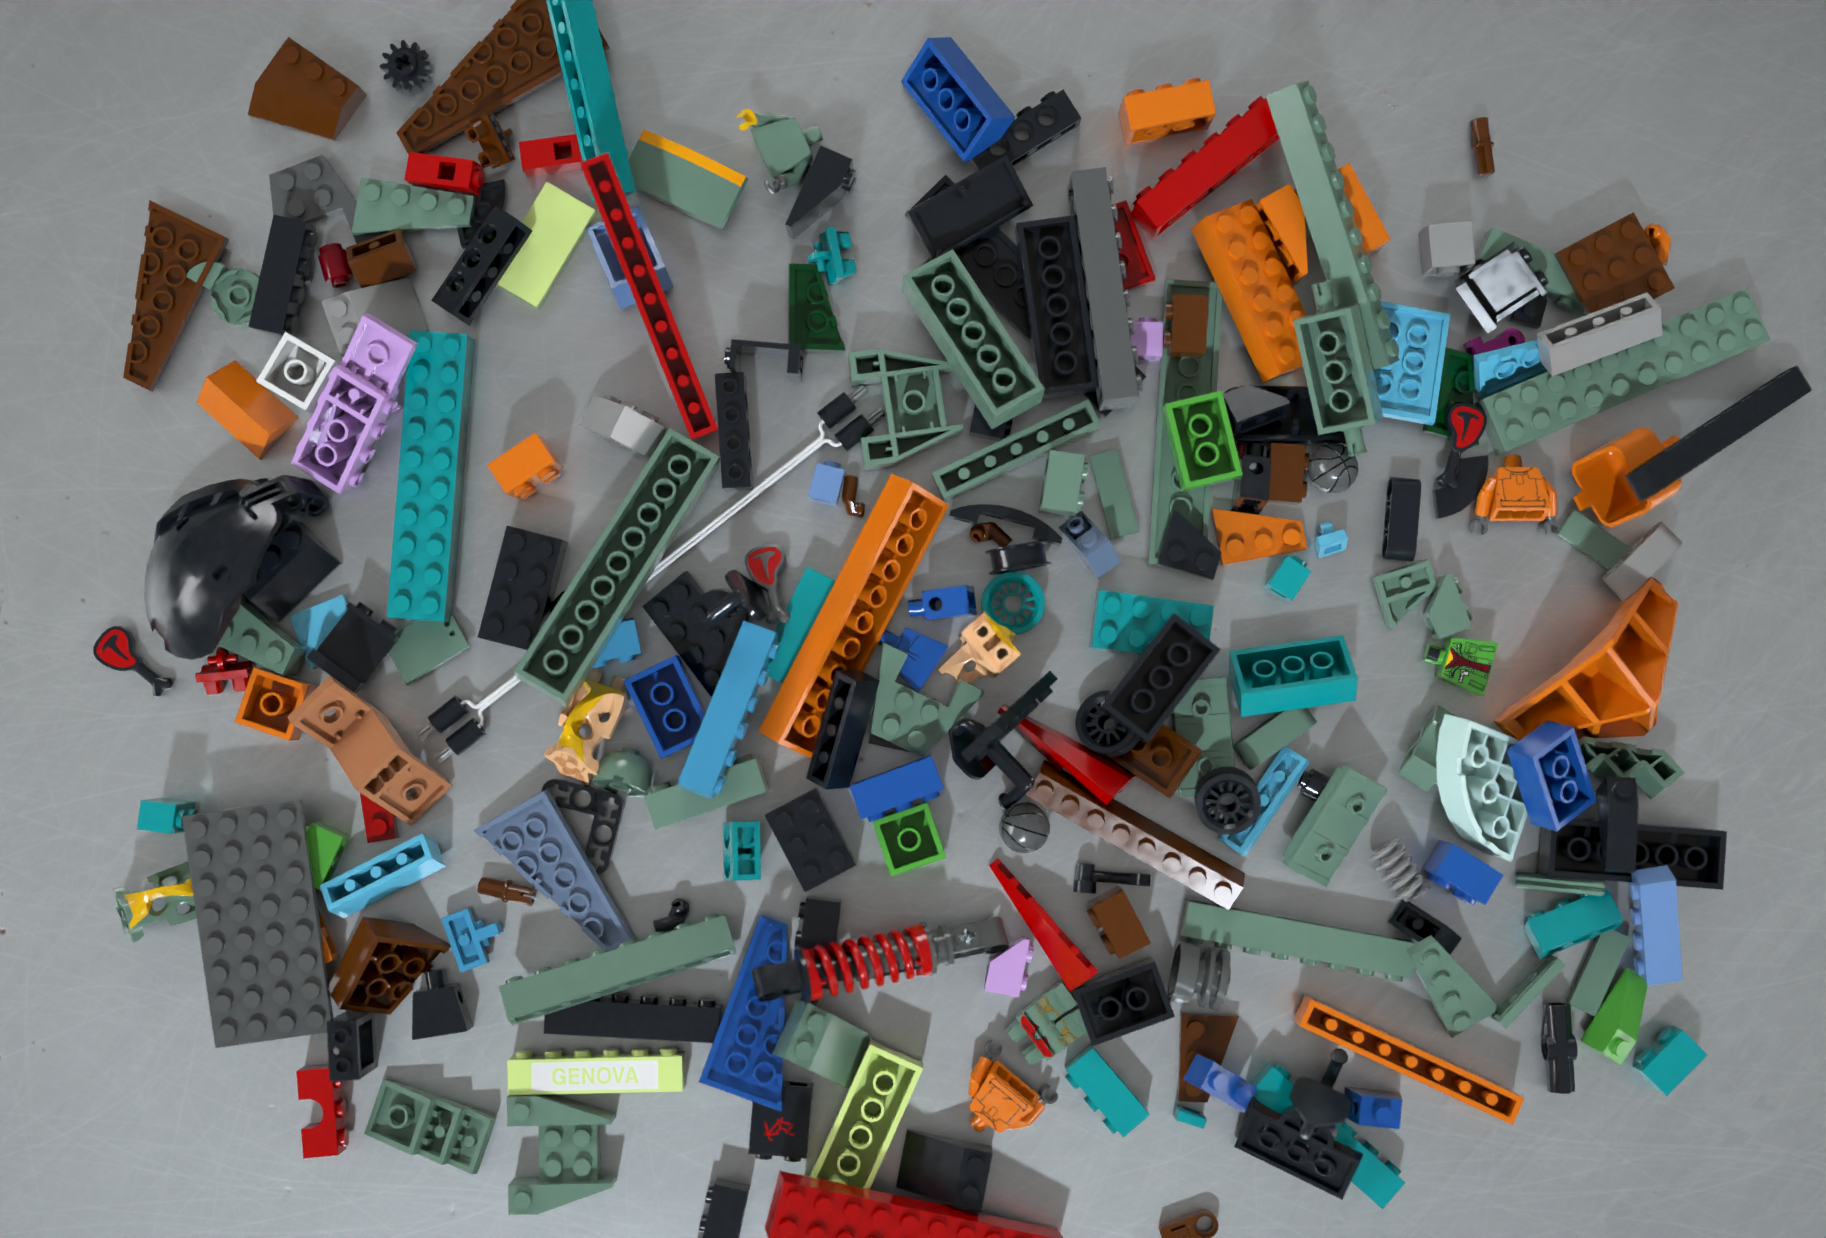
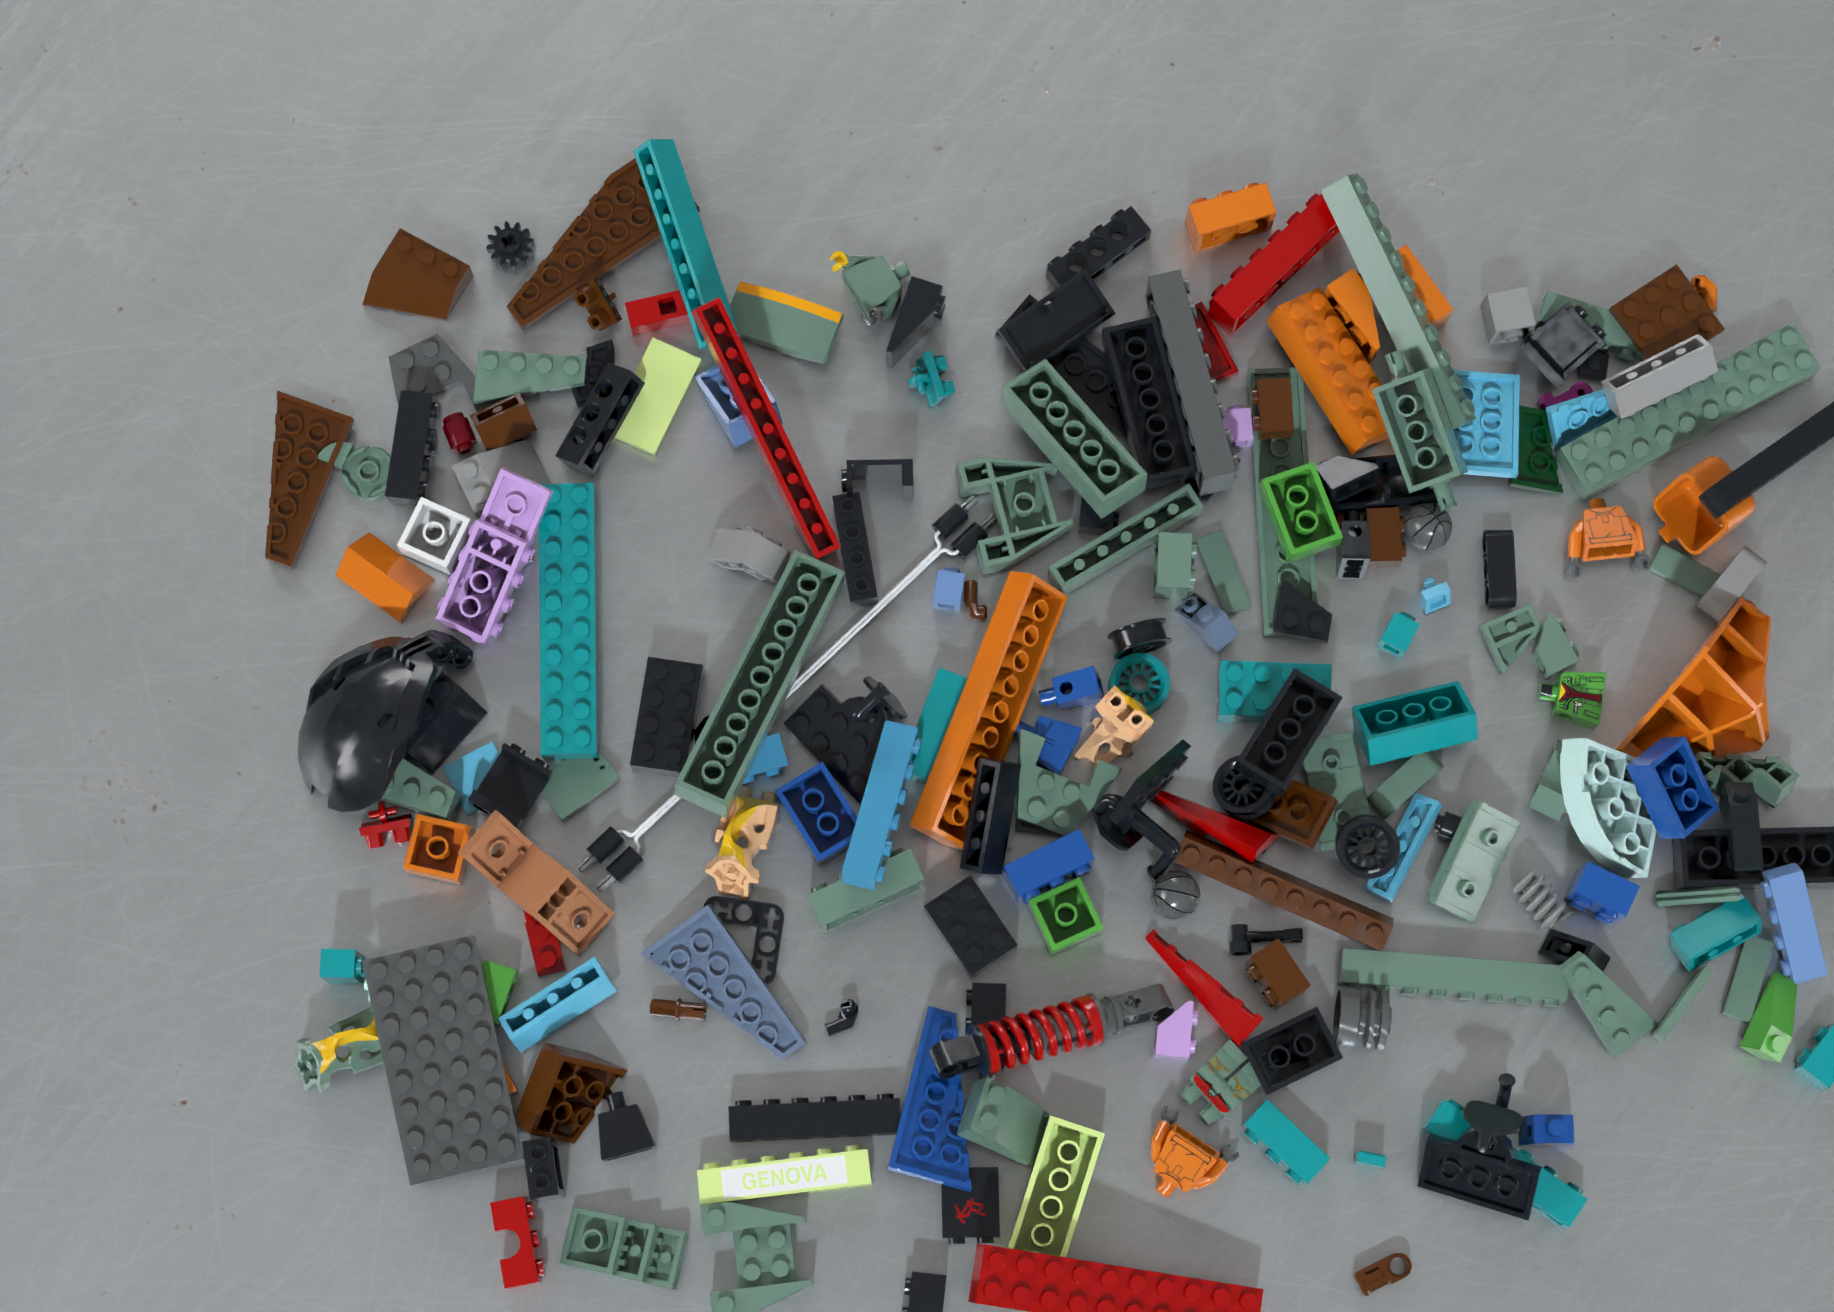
camera: 10 degrees left, 10 degrees down
(117, 651) = (277, 818): black piece -> none
(444, 173) = (557, 338): red brick -> none
(469, 938) = (646, 1059): dark azure hinge -> none
(526, 467) = (661, 600): orange brick -> none
(617, 969) = (796, 1069): sand green brick -> none
(624, 772) = (783, 881): sand green cylinder -> none
(741, 851) = (904, 944): teal brick -> none
(764, 568) = (897, 676): dark grey piece -> none
(809, 311) = (914, 431): dark green wing -> none
(945, 1169) = (1136, 1236): black slope -> none
(957, 97) = (1032, 223): blue slope -> none
(989, 531) = (1107, 620): reddish brown arm -> none
(1041, 531) = (1088, 605): black slope -> none
(1204, 1036) = (1373, 1098): reddish brown wing -> none
(1220, 1083) = (1395, 1120): blue brick -> none
(1255, 536) = (1362, 600): orange wing -> none
(1408, 1059) = (1575, 1079): orange brick -> none
(1465, 428) = (1548, 477): black piece -> none
(1471, 476) = (1554, 534): black tile -> none
(1482, 146) = (1529, 220): reddish brown axle -> none
(1559, 1047) = (1719, 1055): black piece -> none

